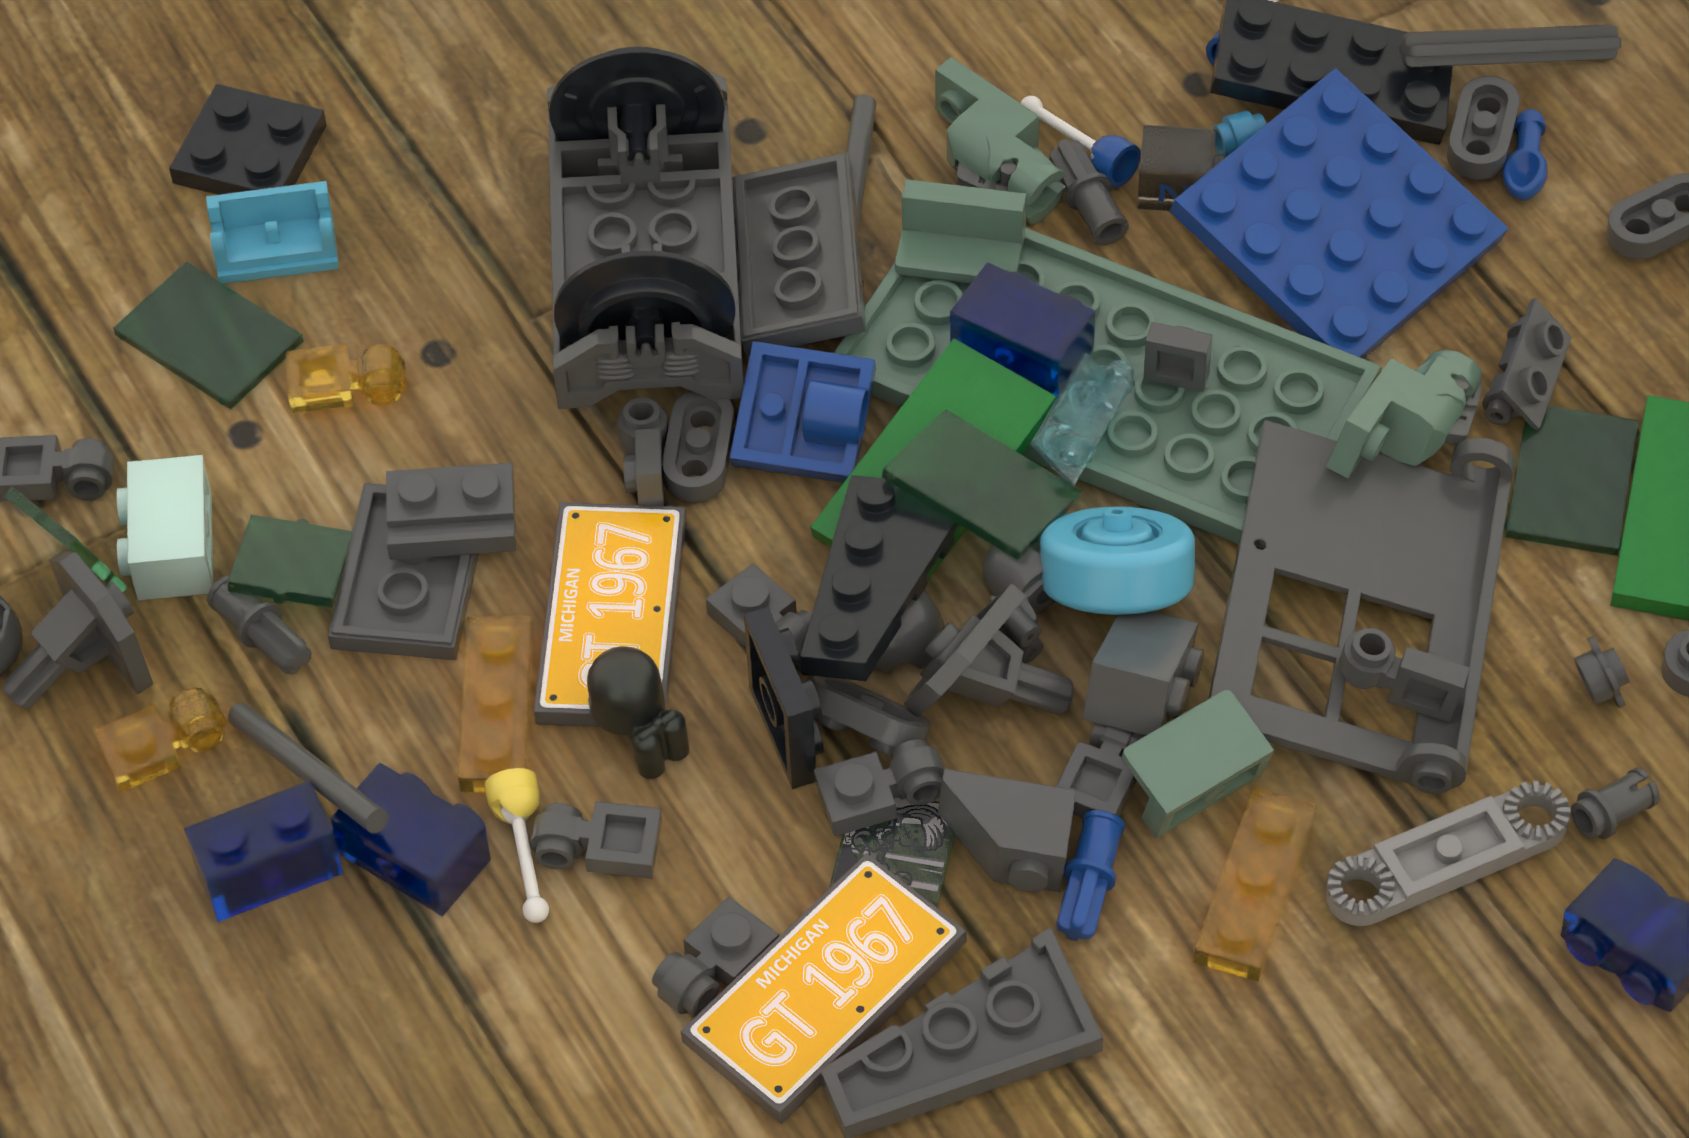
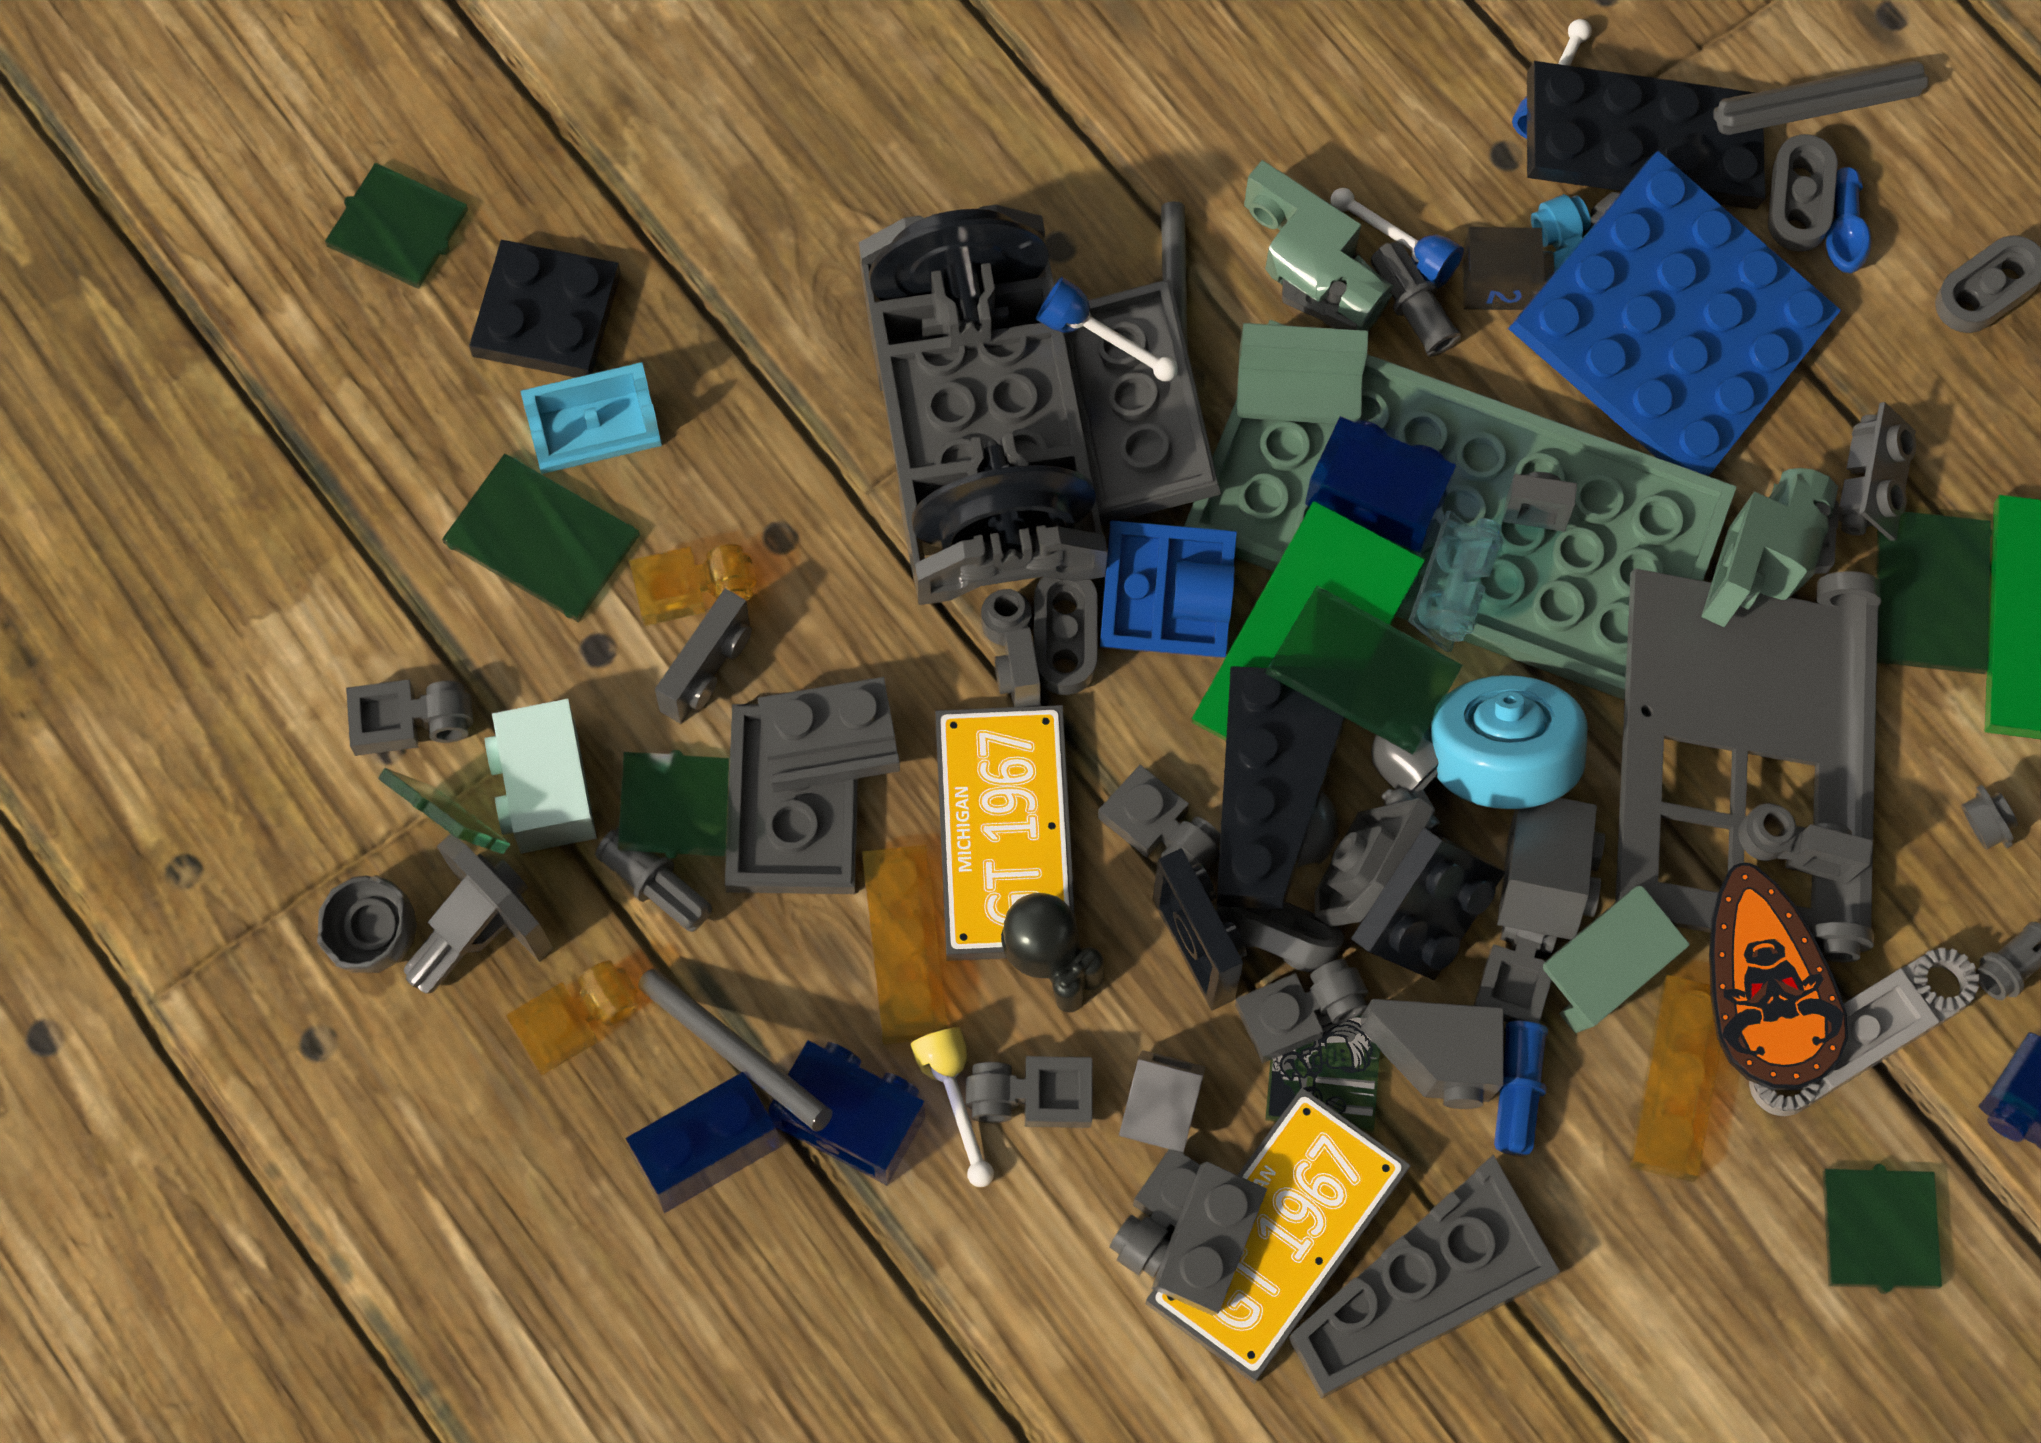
camera: 10 degrees left, 15 degrees up
(122, 71) = (396, 225): none -> clear green piece
(342, 438) = (692, 674): none -> dark grey plate
(726, 853) = (1162, 1101): none -> flat silver brick
(737, 154) = (1068, 309): none -> hinge
(749, 974) = (1209, 1238): none -> dark grey plate
(1012, 688) = (1429, 905): none -> black plate
(1355, 799) = (1771, 986): none -> shield
(1446, 1038) = (1881, 1229): none -> clear green piece

